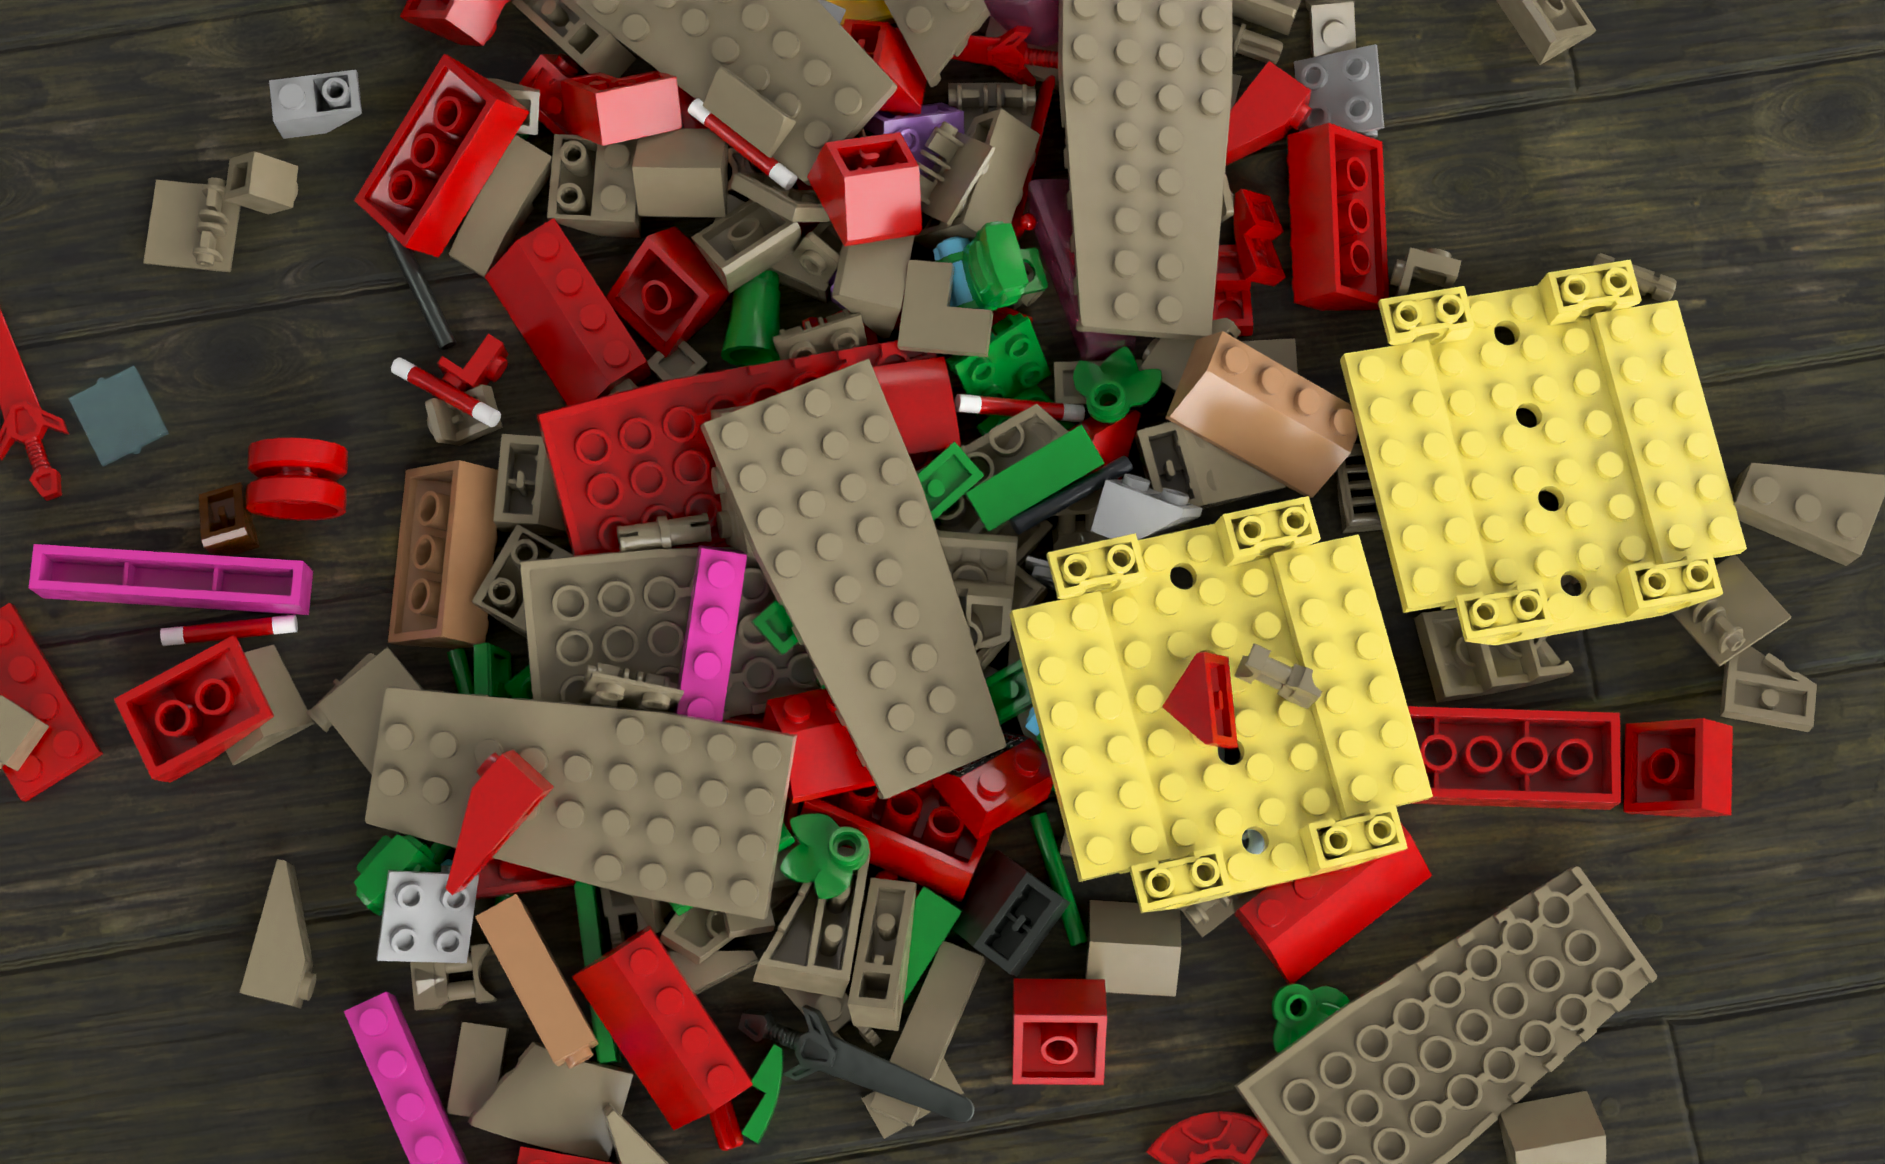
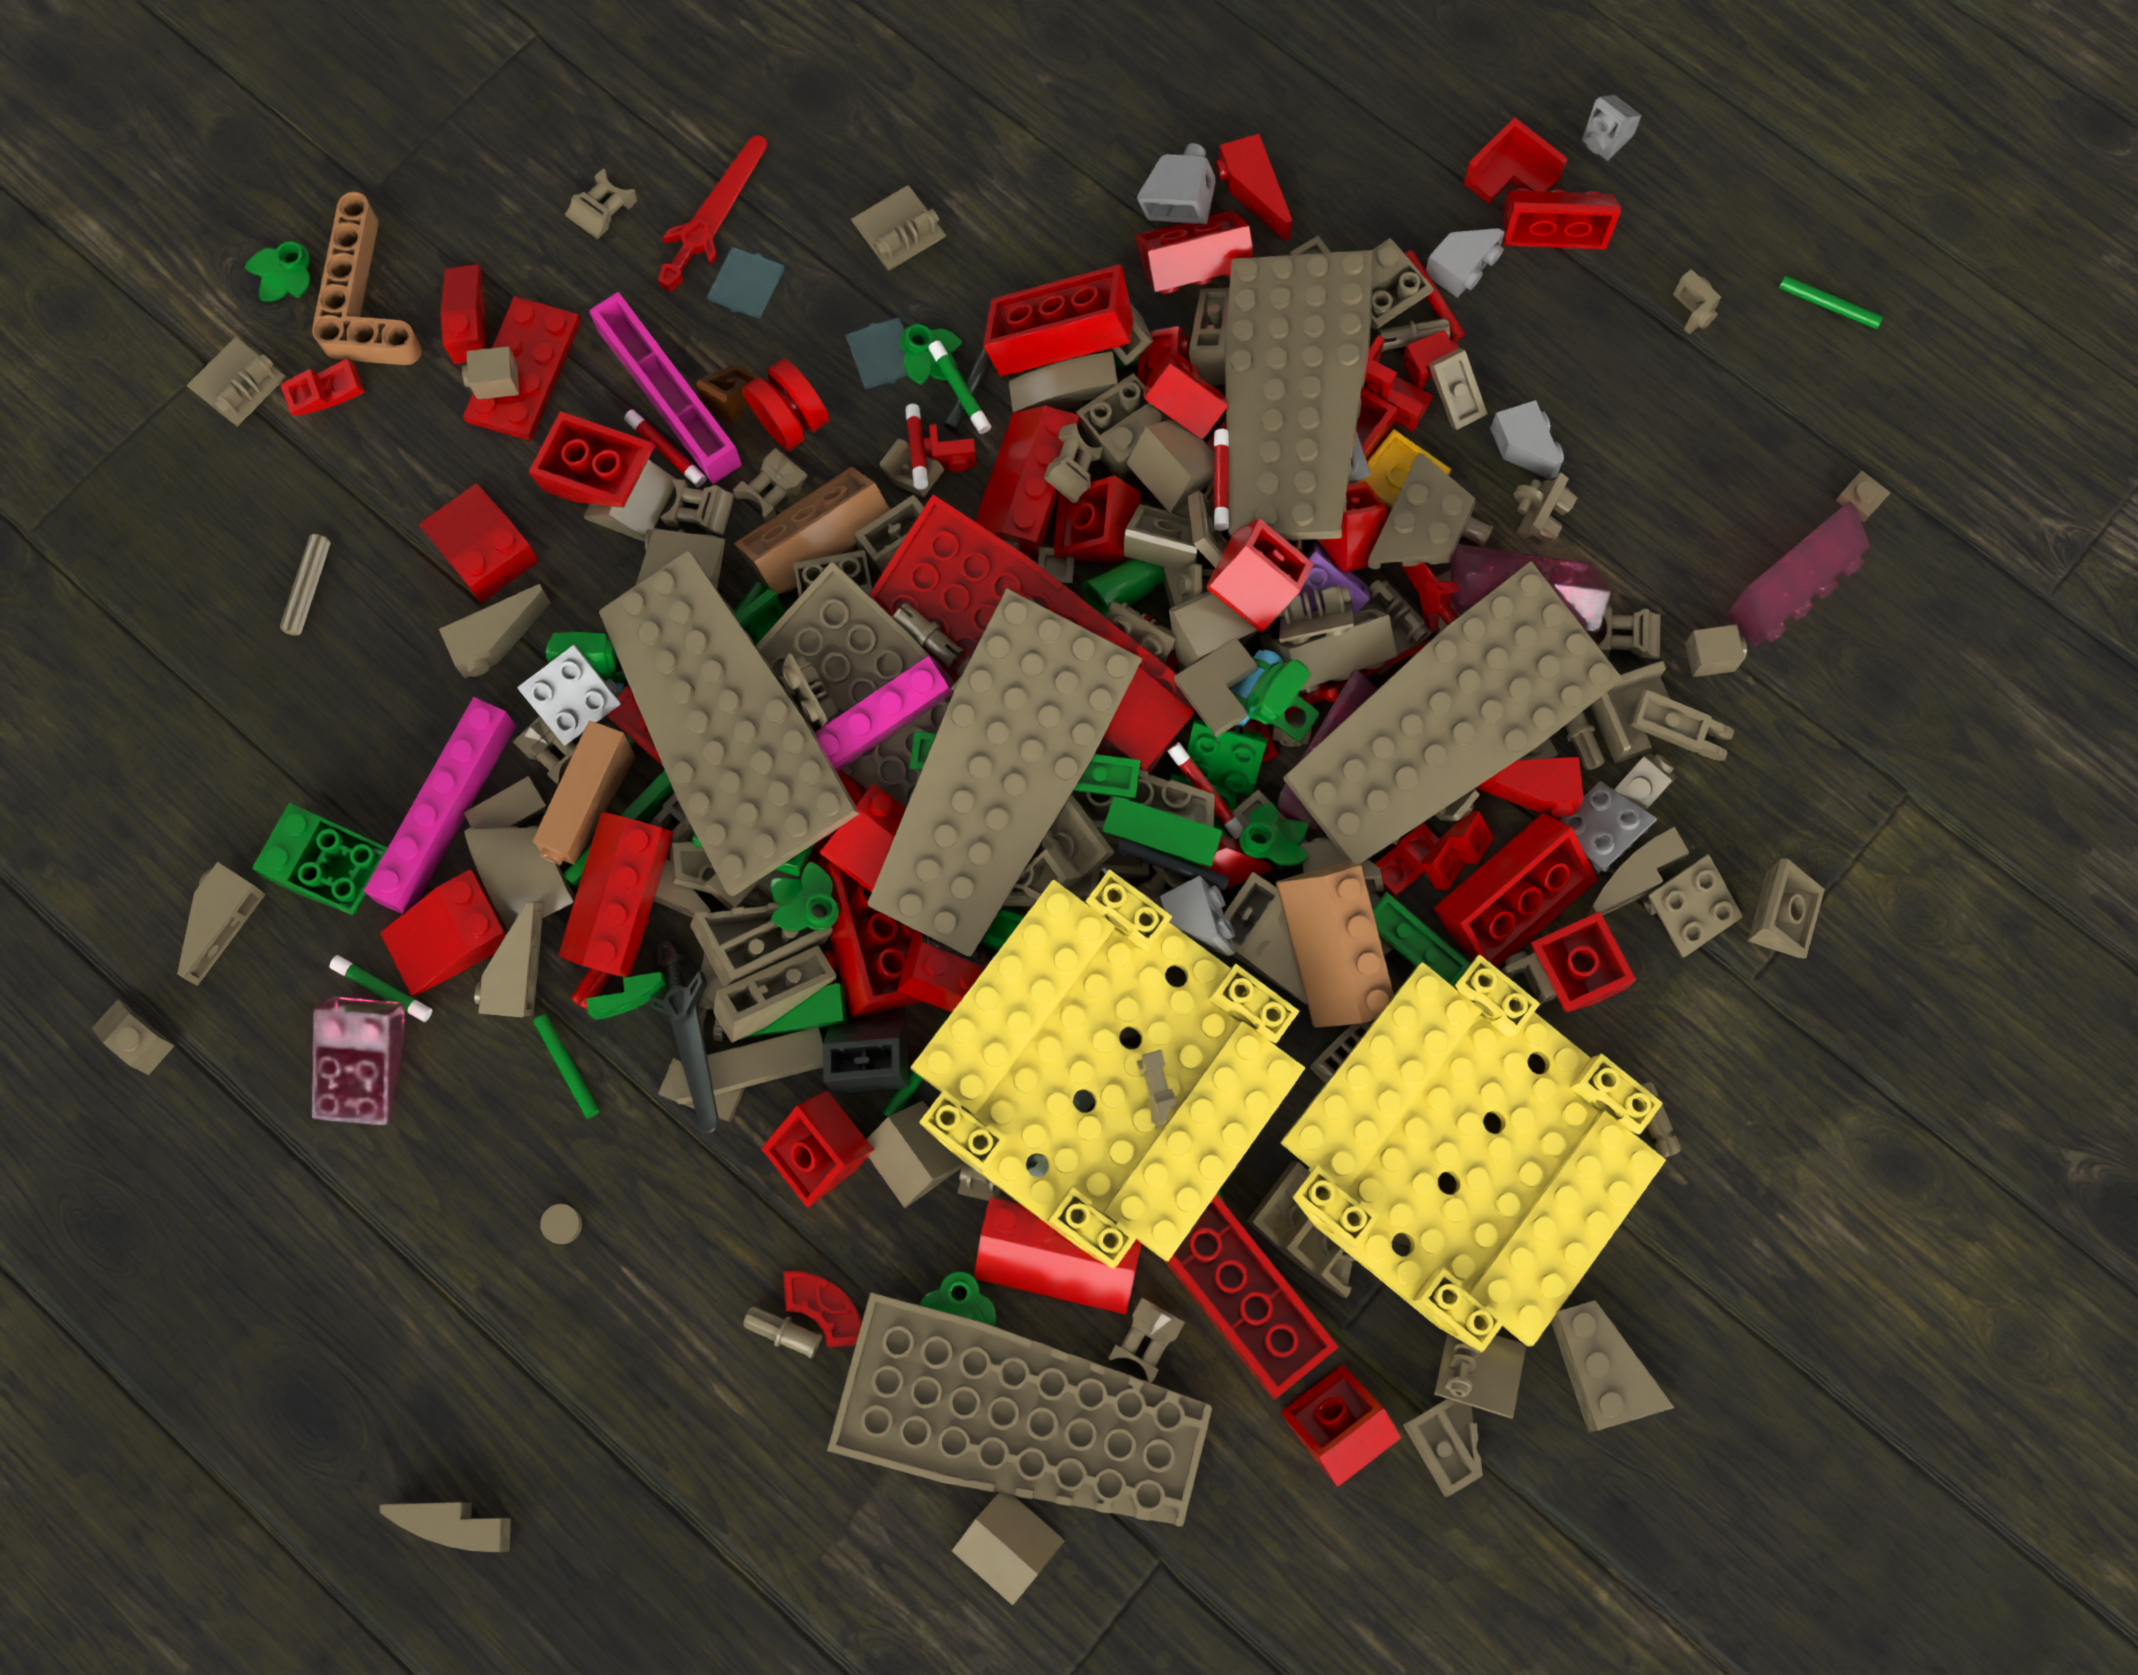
camera: 55 degrees right, 5 degrees down
(65, 1091) = (305, 584): none -> dark tan axle
(169, 885) = (479, 542): none -> red slope
(261, 183) = (955, 240): dark tan brick -> none
(312, 347) = (878, 352): none -> clear light blue piece
(314, 102) = (1030, 227): light grey slope -> none
(339, 636) = (712, 510): none -> dark tan piece
(354, 541) = (779, 472): none -> dark tan piece
(361, 303) = (918, 359): none -> green plate
(418, 303) = (959, 387): none -> green bar
(495, 810) = (658, 673): red slope -> none
(604, 273) = (1064, 473): none -> dark tan piece
(747, 112) = (1242, 462): dark tan slope -> none
(1205, 700) = (1101, 1054): red slope -> none
(1313, 343) = (1415, 940): none -> green tile
(1407, 103) = (1640, 872): none -> dark tan slope
(1453, 218) = (1583, 963): none -> red slope
(1463, 856) = (1157, 1325): none -> dark tan piece
(1474, 82) = (1694, 905): none -> dark tan hinge

